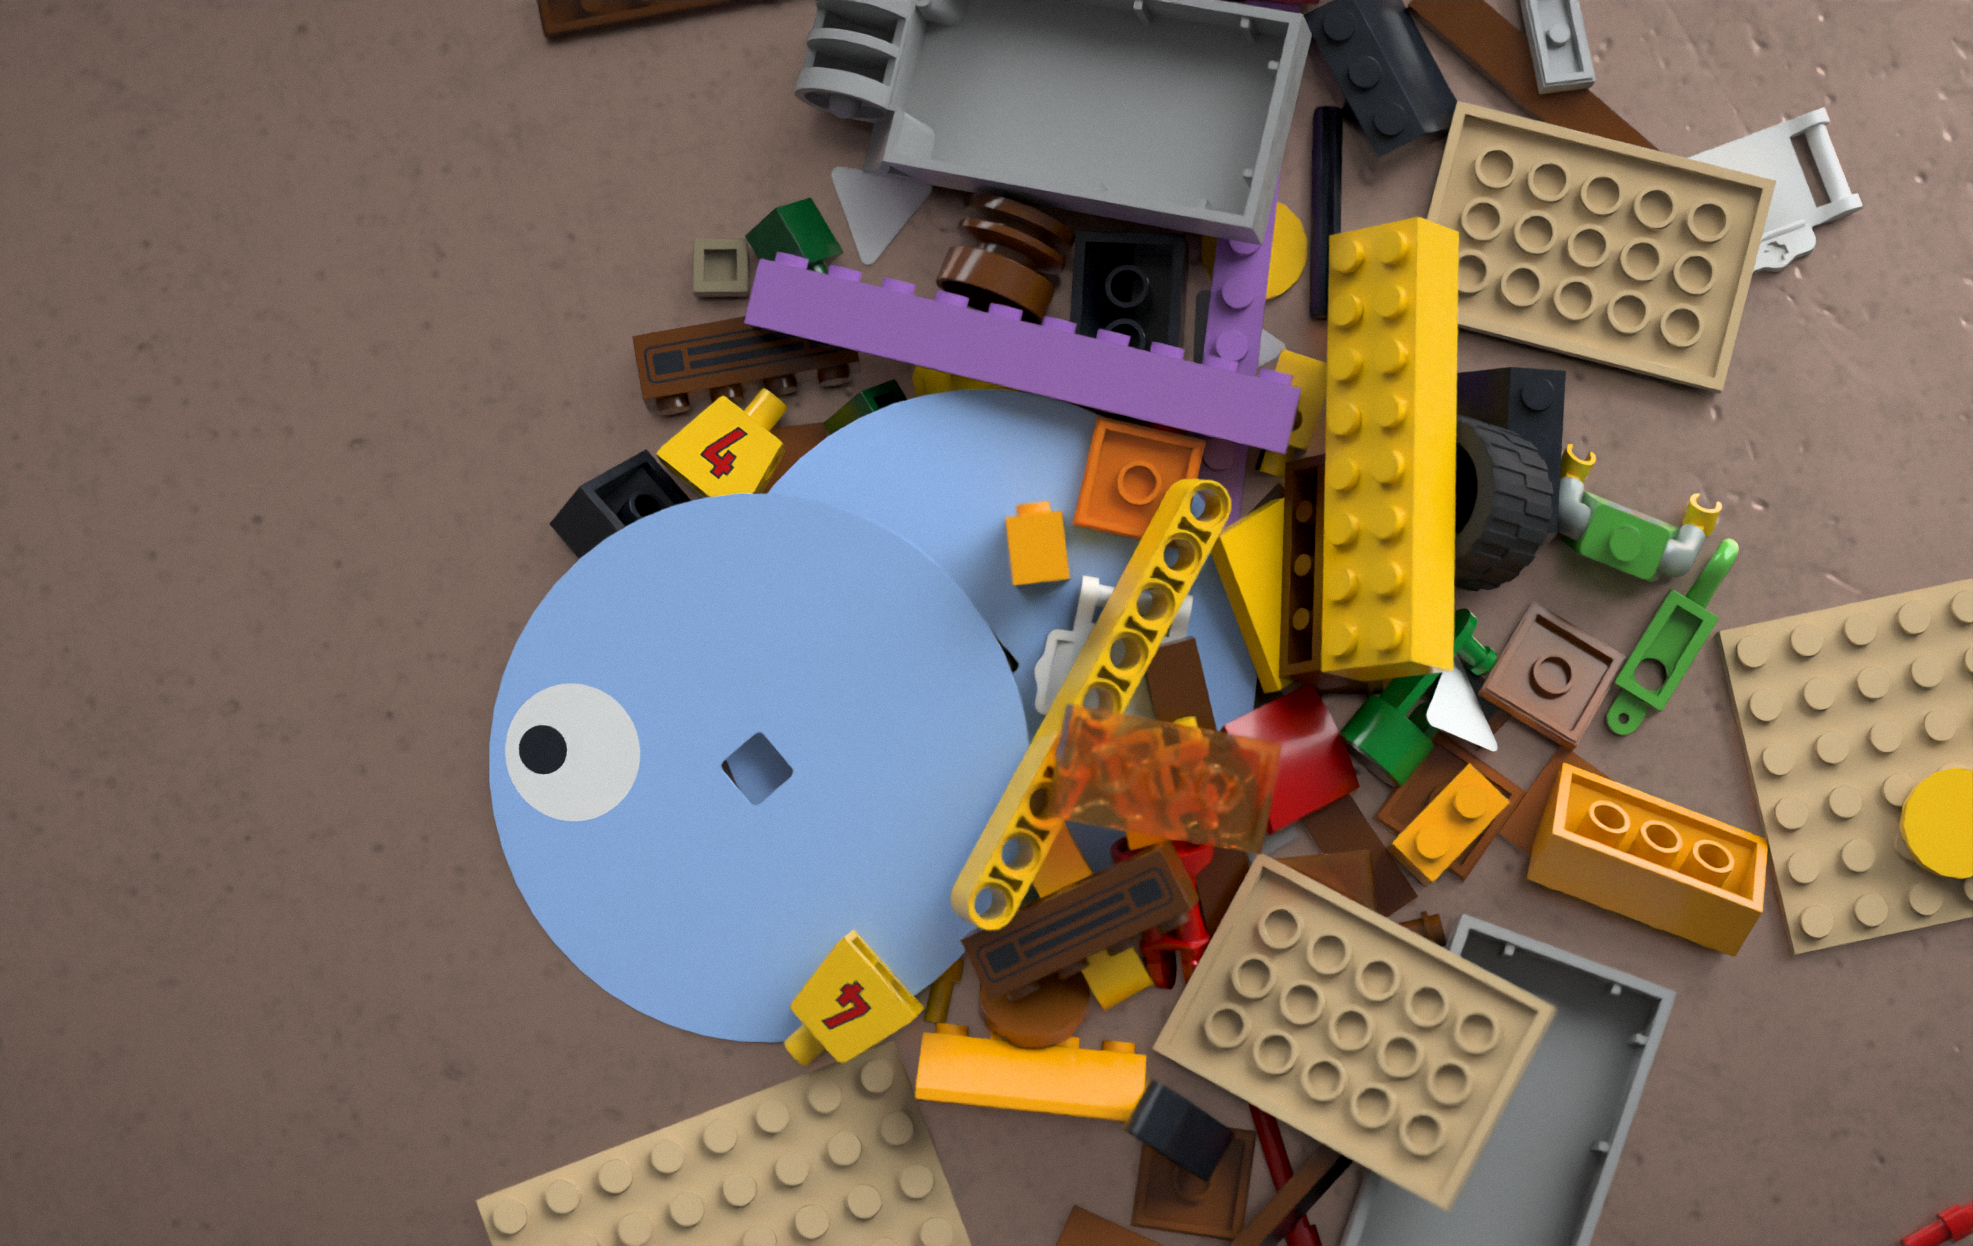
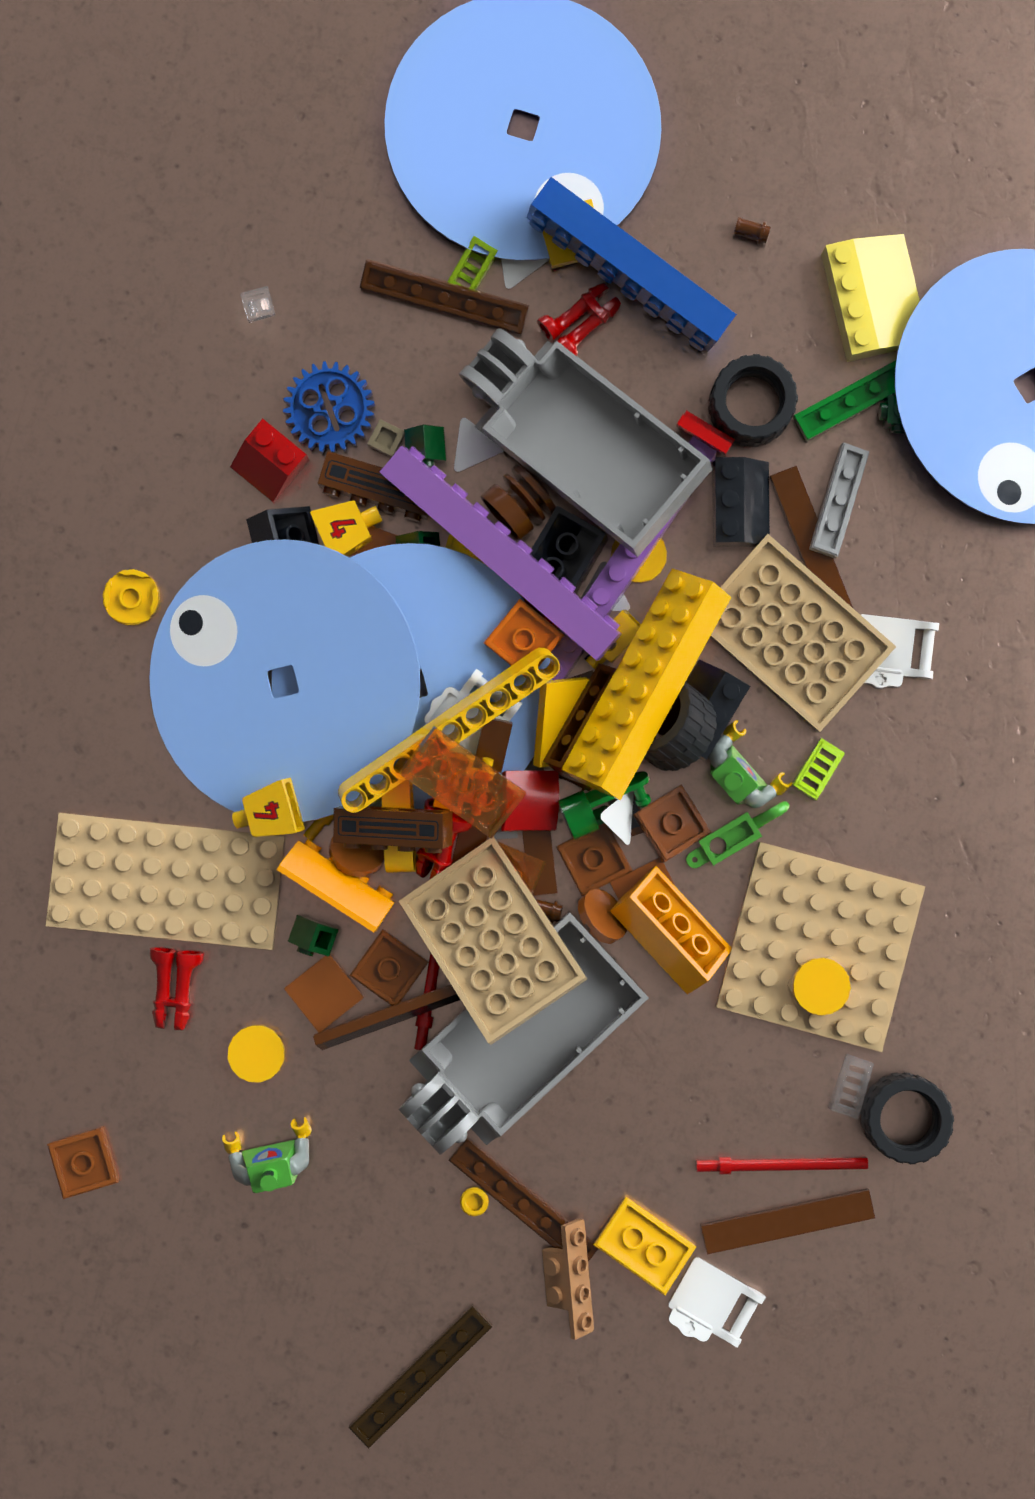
camera: 25 degrees right, 5 degrees up
(385, 149) = (258, 304): none -> clear tile
(415, 761) = (131, 597): none -> yellow tile
(537, 405) = (269, 460): none -> red slope
(562, 297) = (306, 416): none -> blue gear
(1022, 1188) = (312, 936): none -> dark green brick
(1037, 544) = (460, 645): light orange brick -> none
(1178, 1130) = (389, 945): black beam -> none
(1326, 200) = (685, 545): black axle -> none
(1448, 825) = (586, 868): light orange brick -> none
(1501, 890) = (595, 912): none -> dark orange tile
(1749, 501) = (804, 788): none -> lime slope

